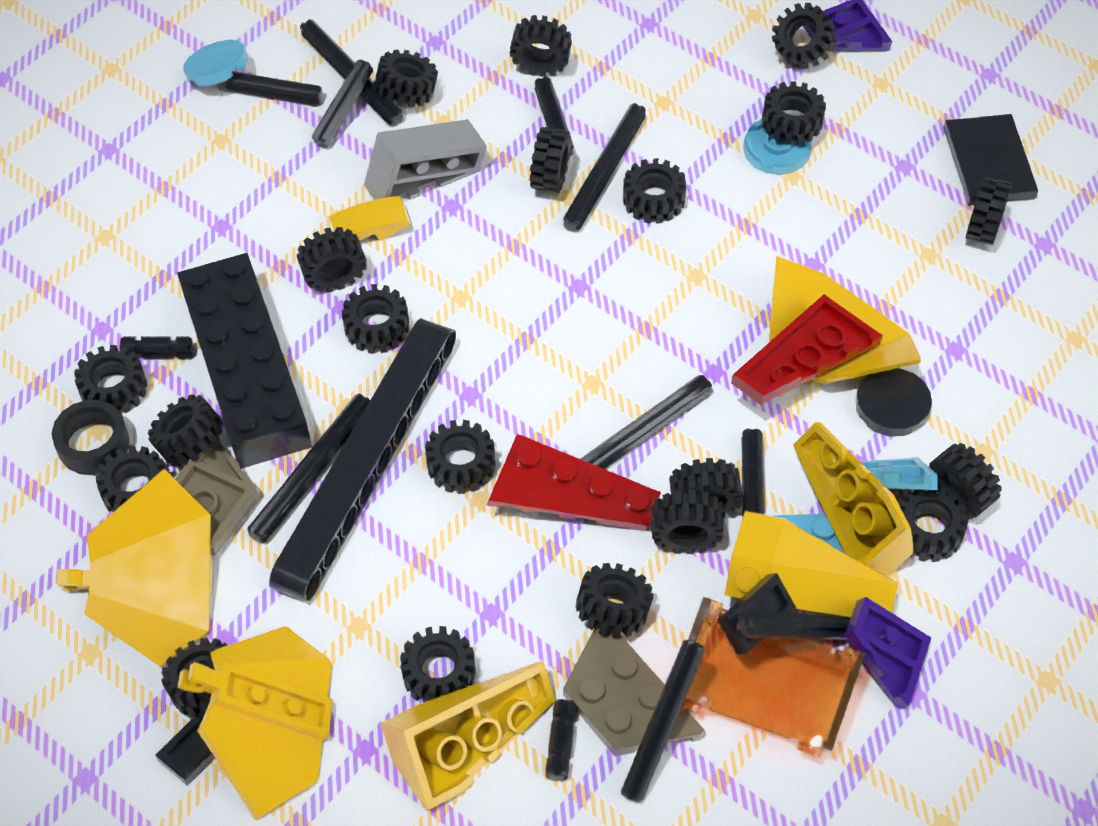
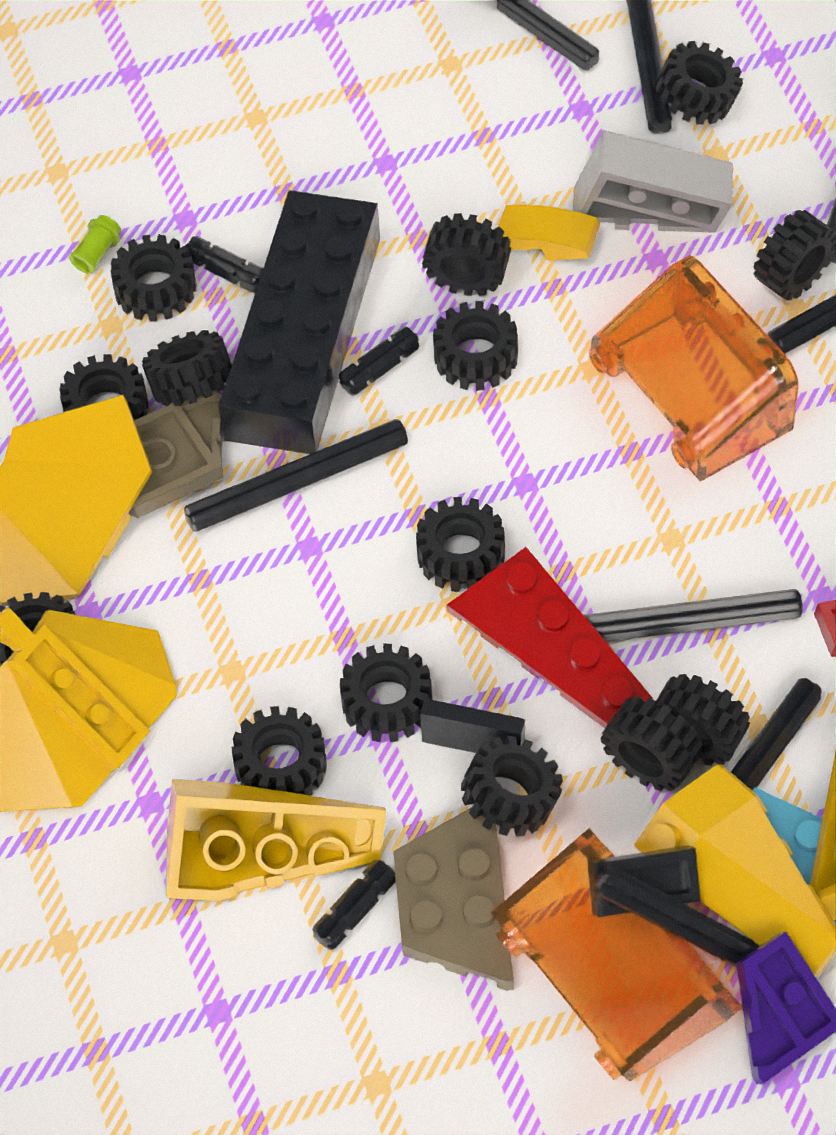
camera: 35 degrees right, 0 degrees up
(49, 377) = (100, 237): none -> lime pin
(84, 414) = (90, 301): black tyre -> none
(314, 361) = (379, 360): none -> black axle
(342, 103) = (607, 80): black axle -> none
(362, 461) = (357, 492): black beam -> none
(481, 603) = (385, 668): none -> black tyre
(540, 257) = (701, 367): none -> clear orange windscreen
(556, 576) = (465, 726): none -> black tile
(662, 720) = (463, 939): black axle -> none

